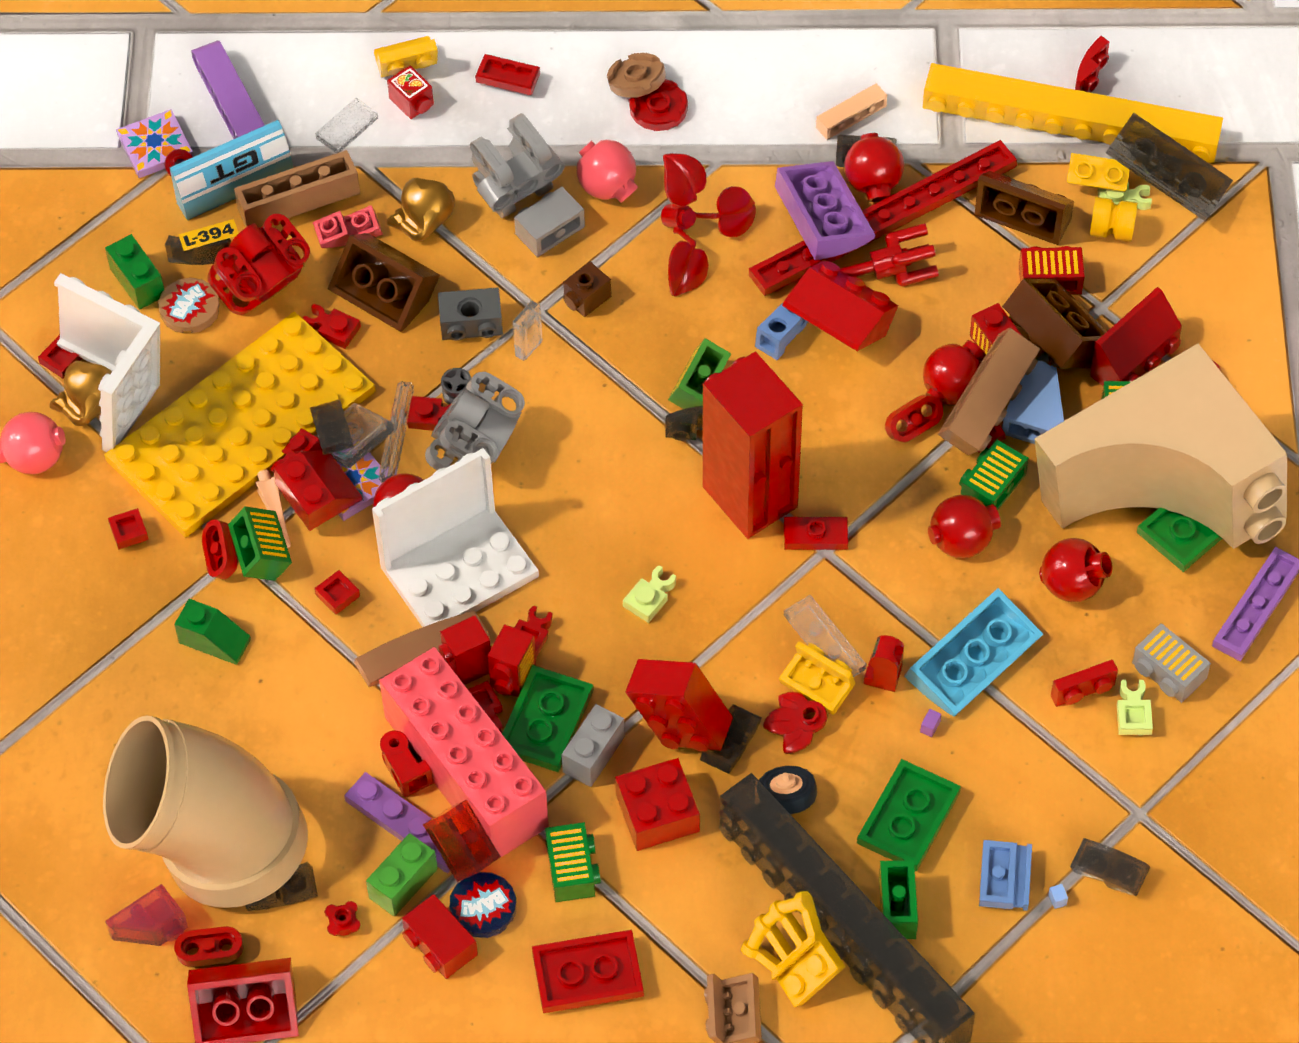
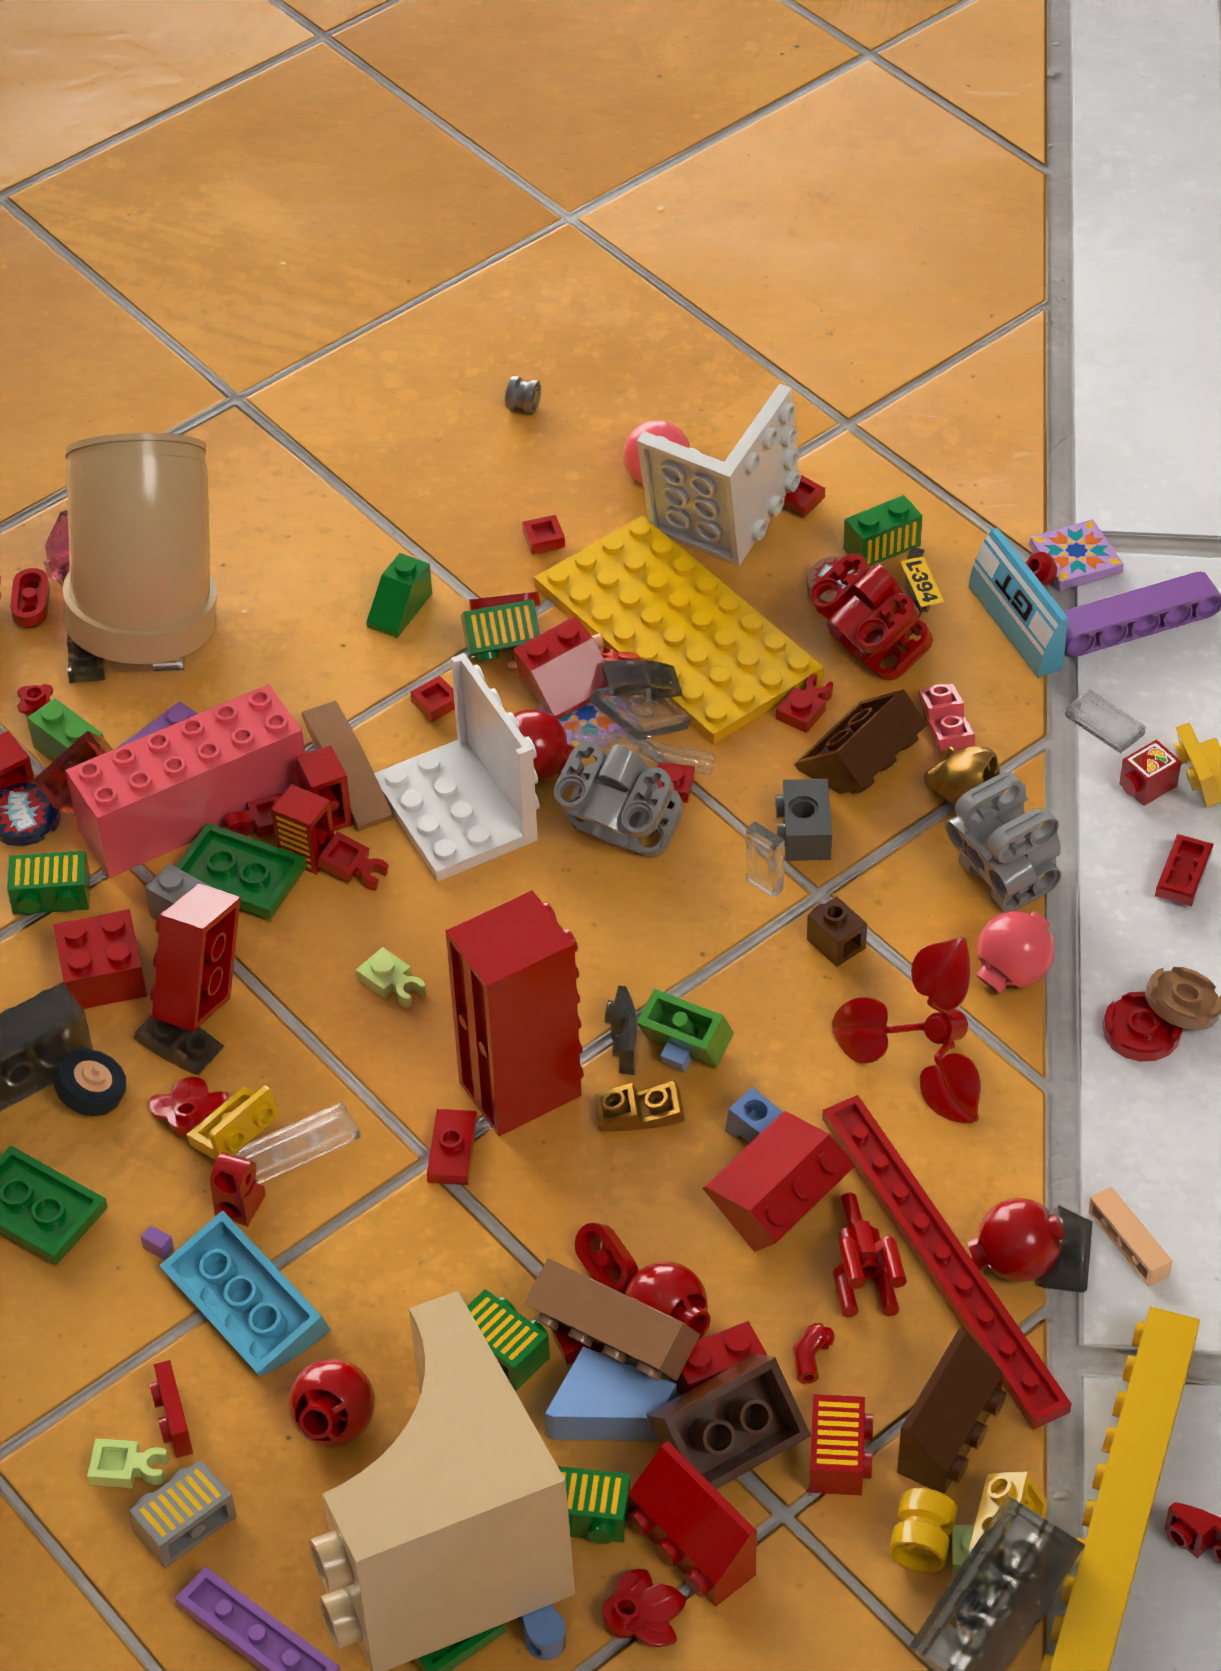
camera: 95 degrees right, 10 degrees down
(298, 189) = (990, 662): medium nougat brick -> none
(451, 381) = (702, 806): flat silver wheel -> none
(549, 221) = (944, 898): light grey brick -> none
(823, 209) = (945, 1173): medium lavender slope -> none
(963, 526) = (419, 1278): red brick -> none
(971, 295) = (804, 1351): none -> red arm

